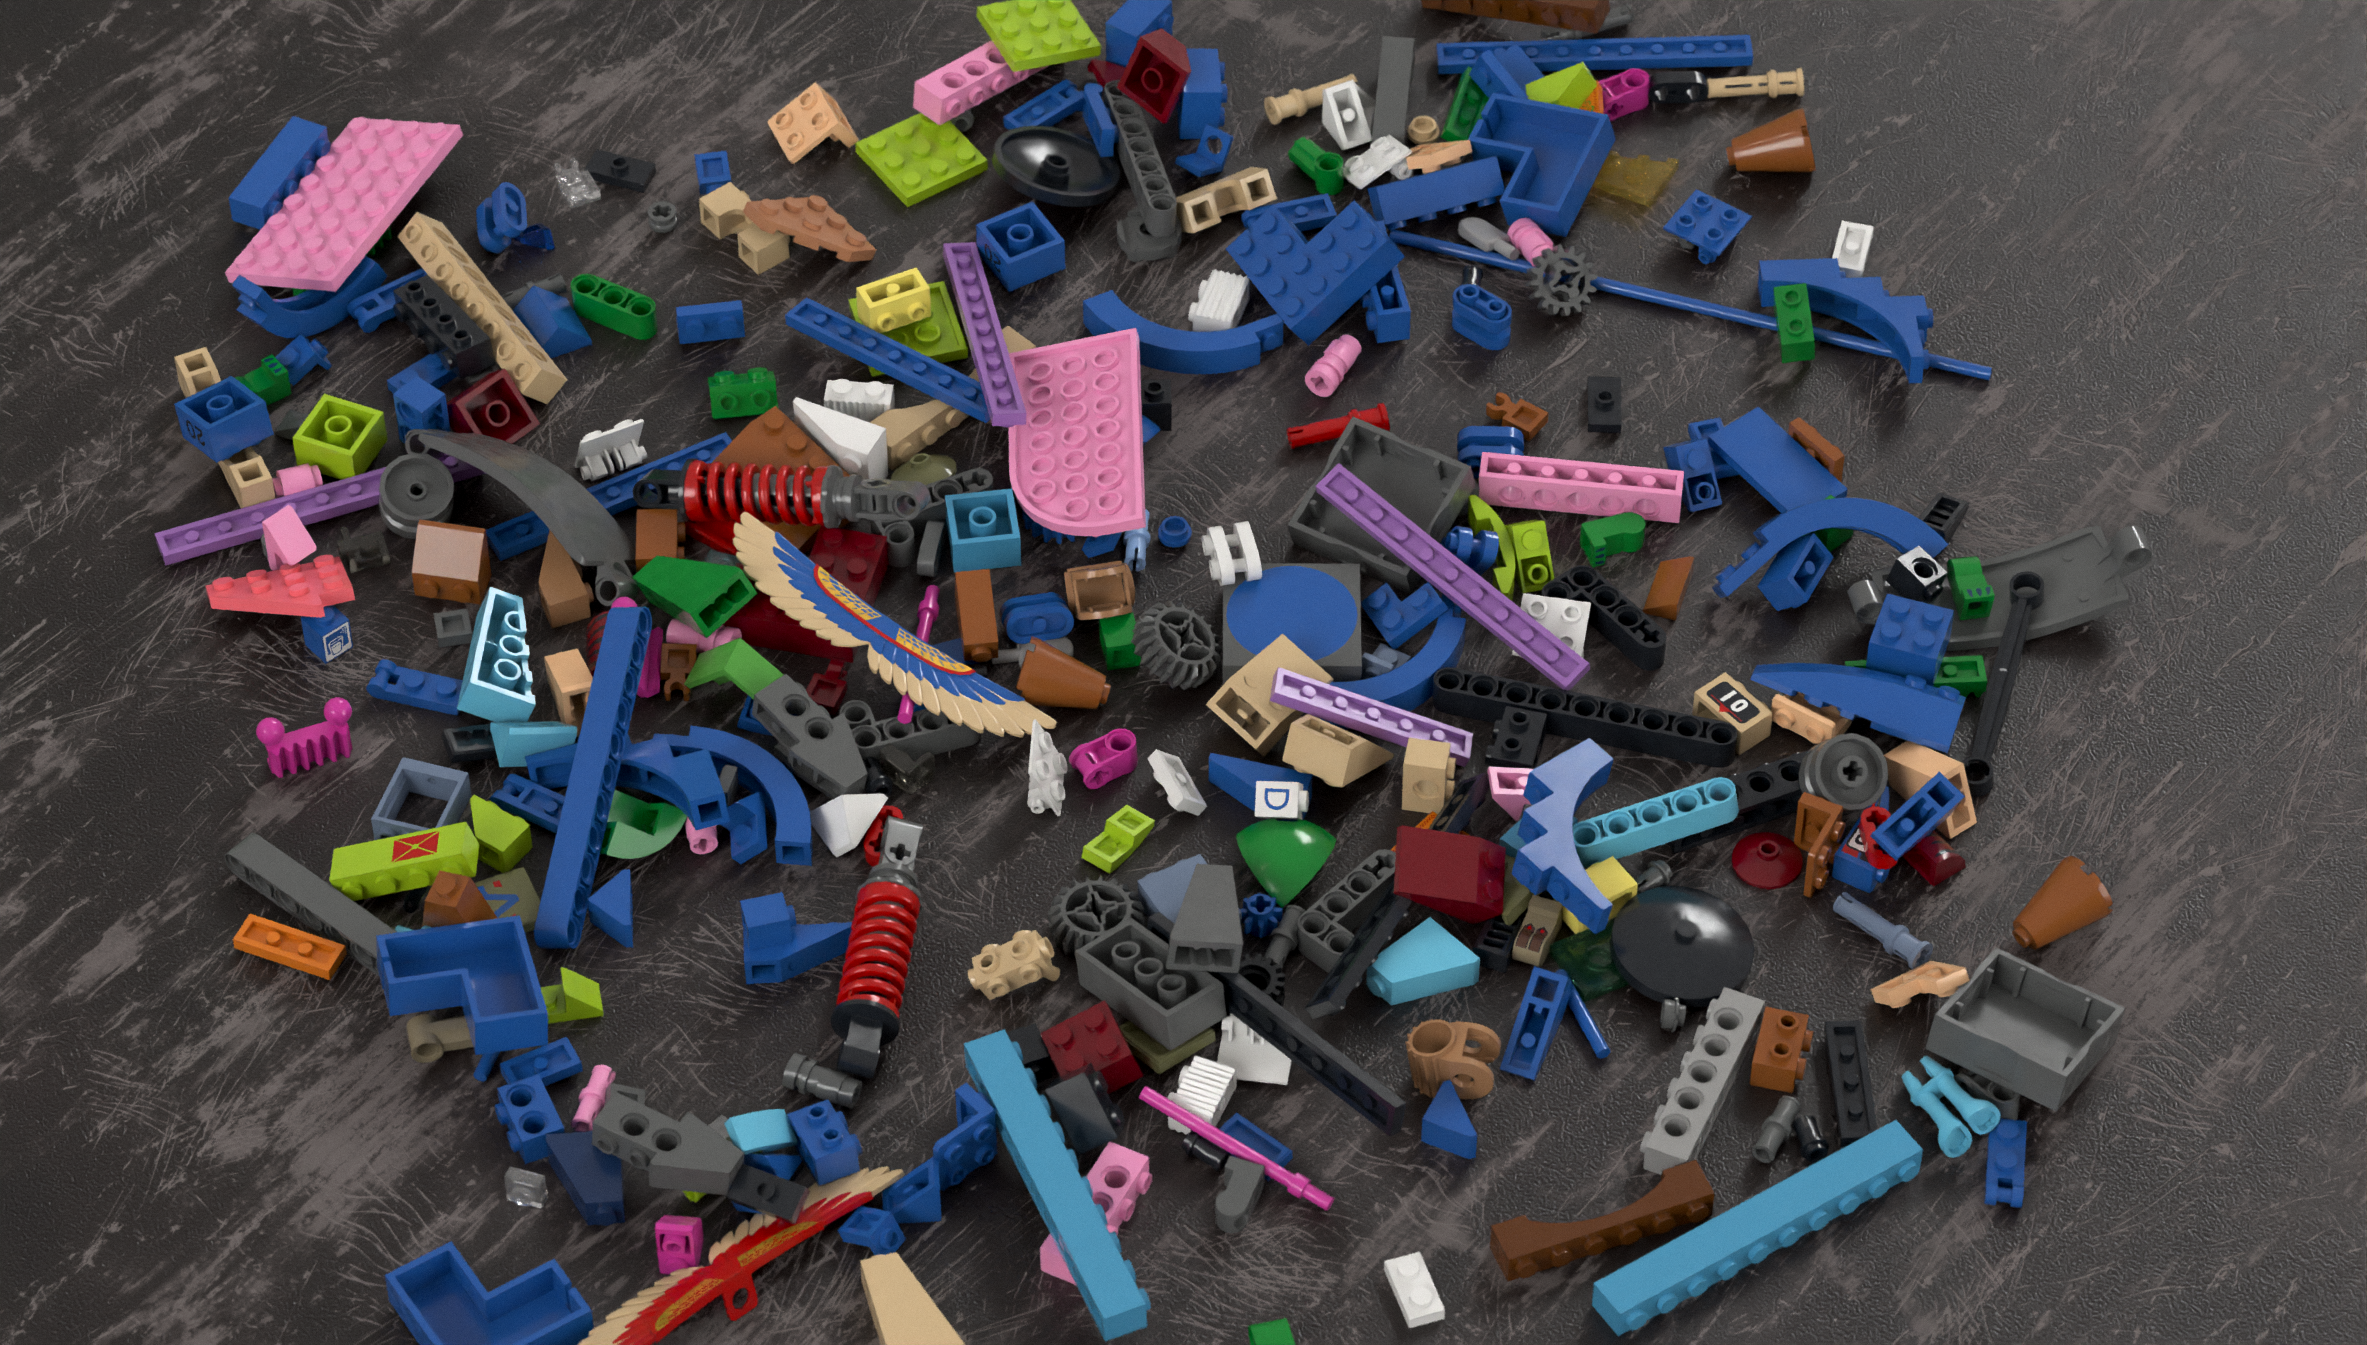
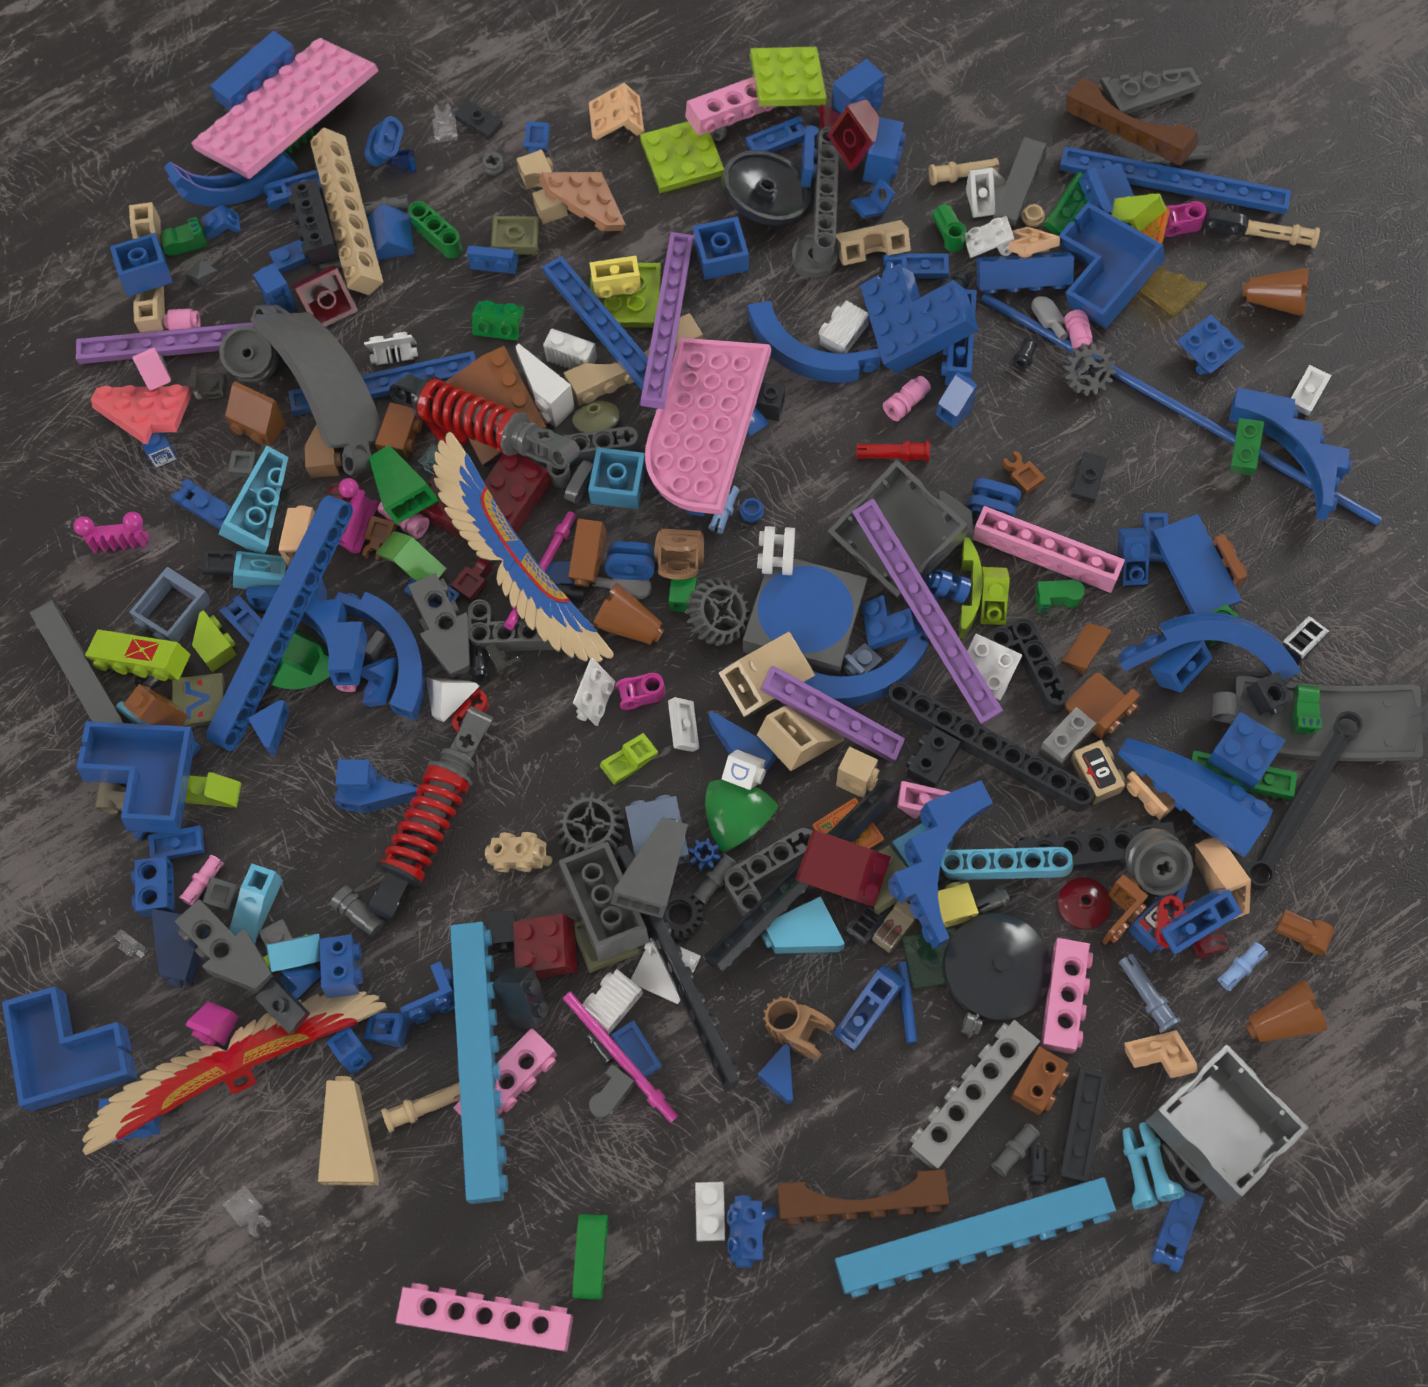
camera: 20 degrees right, 20 degrees up
(289, 946) = (48, 696): orange plate -> none
(340, 437) = (218, 294): lime brick -> none
(680, 1082) = (255, 900): none -> medium azure slope
(729, 285) = (516, 234): none -> olive plate
(982, 1275) = (411, 1110): none -> tan pin
(1402, 350) = (957, 400): none -> slope
(1469, 1289) = (746, 1228): none -> blue brick
(1481, 317) = (1023, 384): blue brick -> none
(1682, 676) = (1067, 737): none -> light grey brick
(1712, 643) = (1103, 704): none -> dark orange bracket
(1779, 950) = (1053, 1035): none -> bright pink brick
(1988, 875) = (1242, 966): none -> light blue pin
(2063, 822) = (1313, 934): none -> dark orange piece

